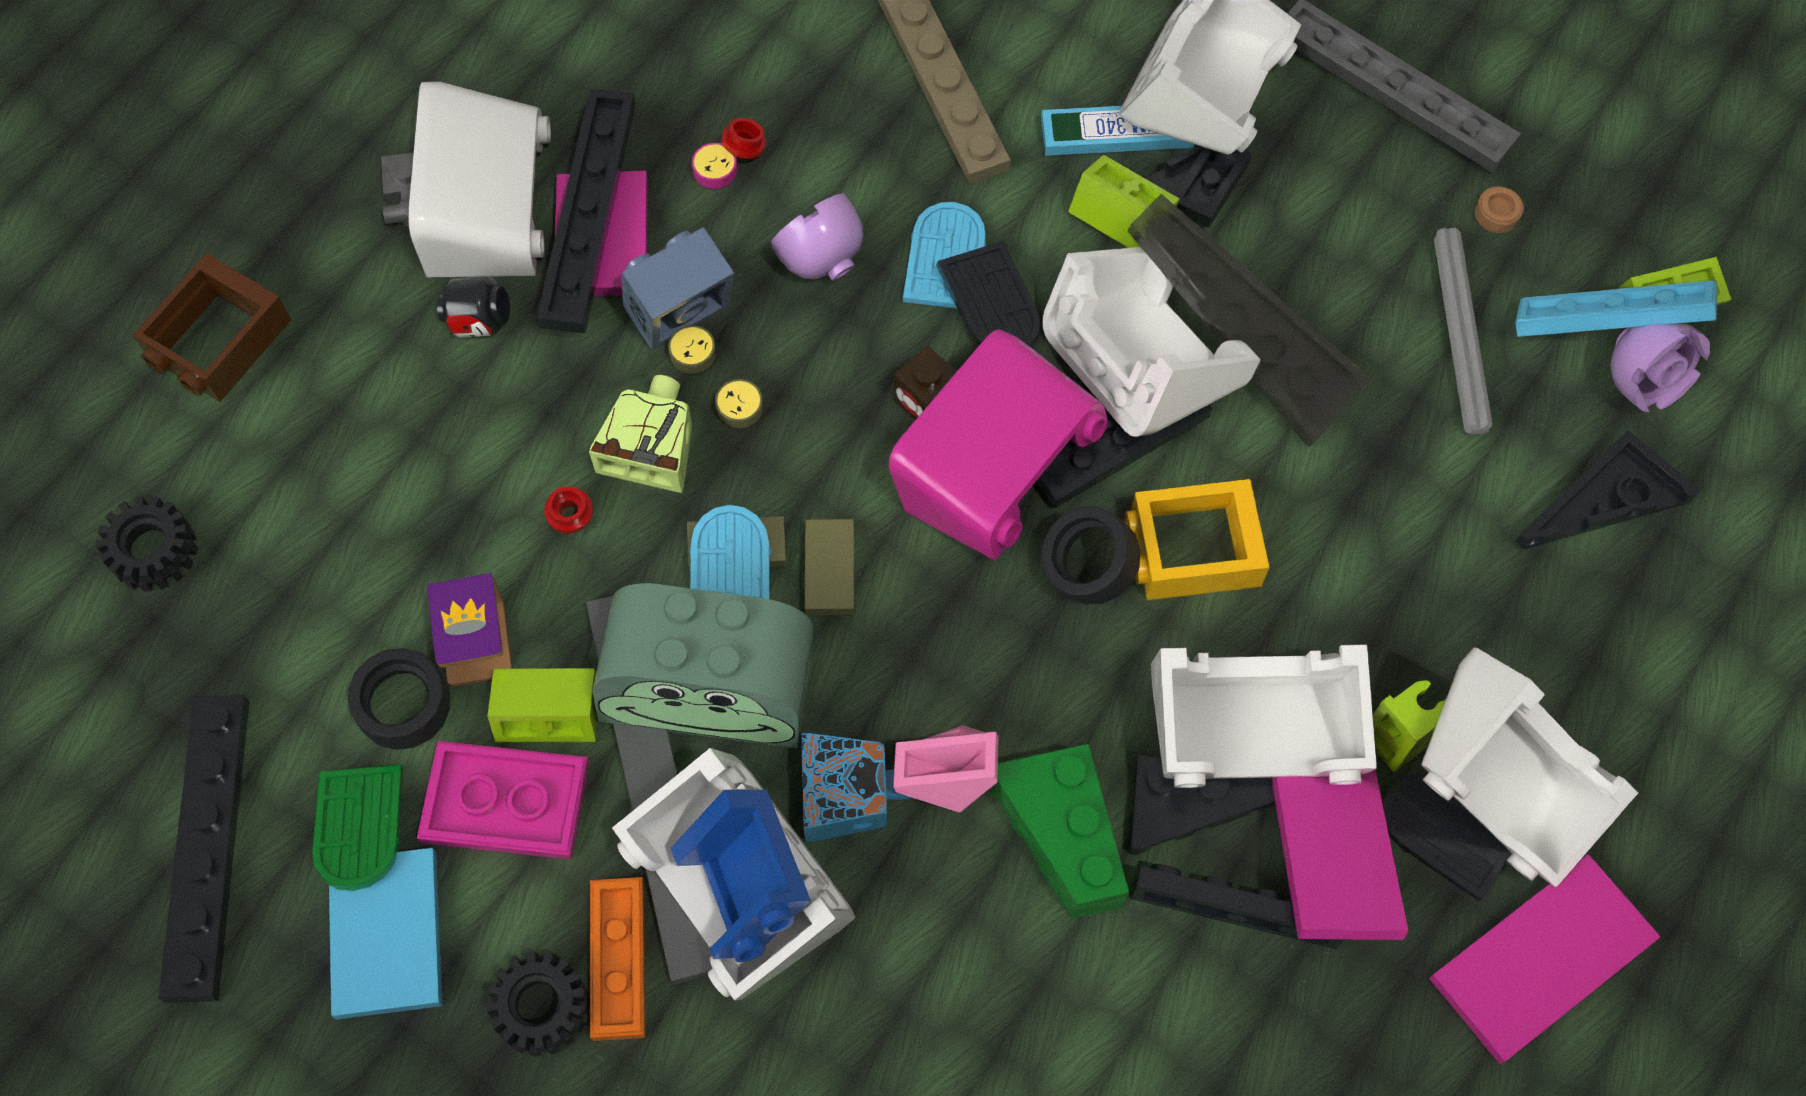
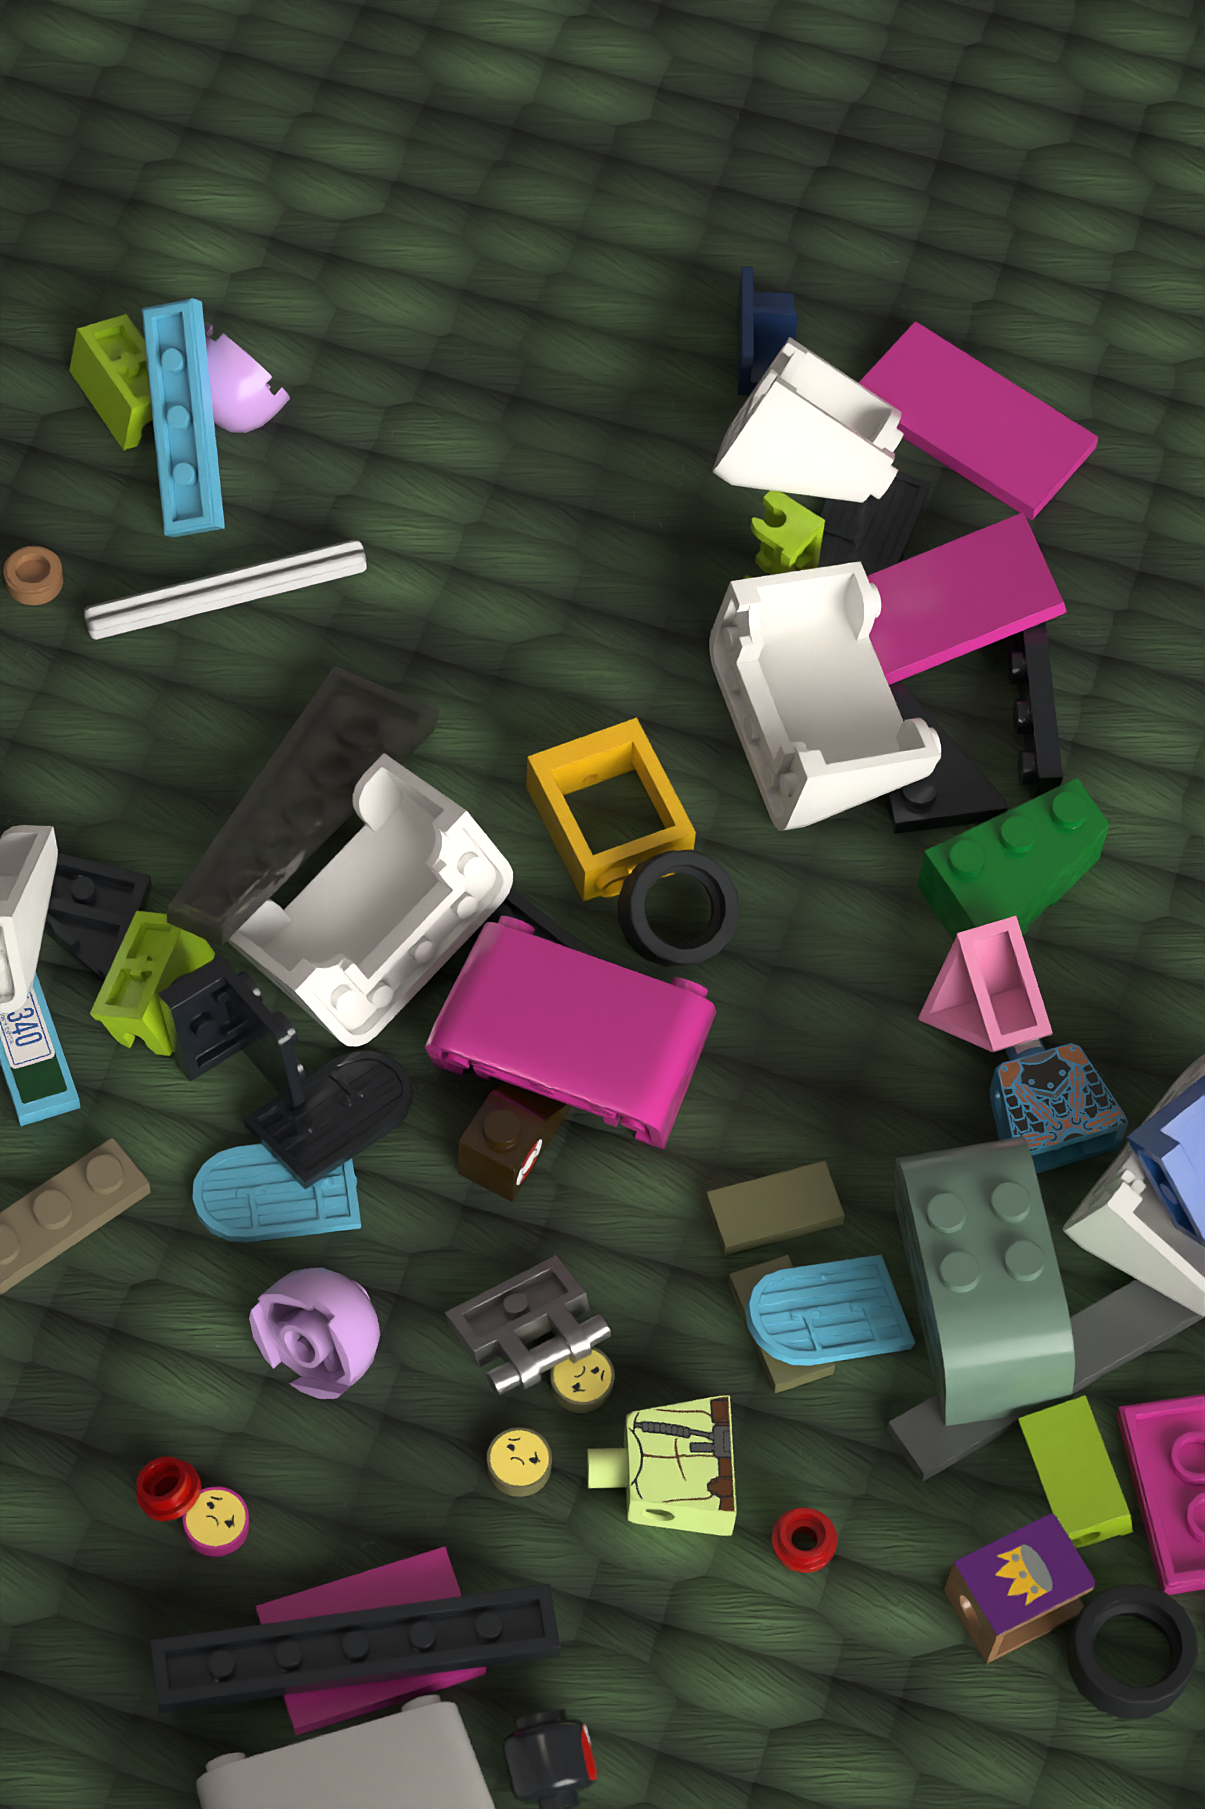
camera: 110 degrees left, 5 degrees down
(676, 286) = (463, 1474): sand blue brick -> none
(796, 366) = (520, 1311): none -> flat silver plate
(1046, 239) = (219, 1014): none -> black bracket
(1616, 488) = (399, 410): black wing -> none
(1669, 795) = (763, 328): none -> dark blue panel

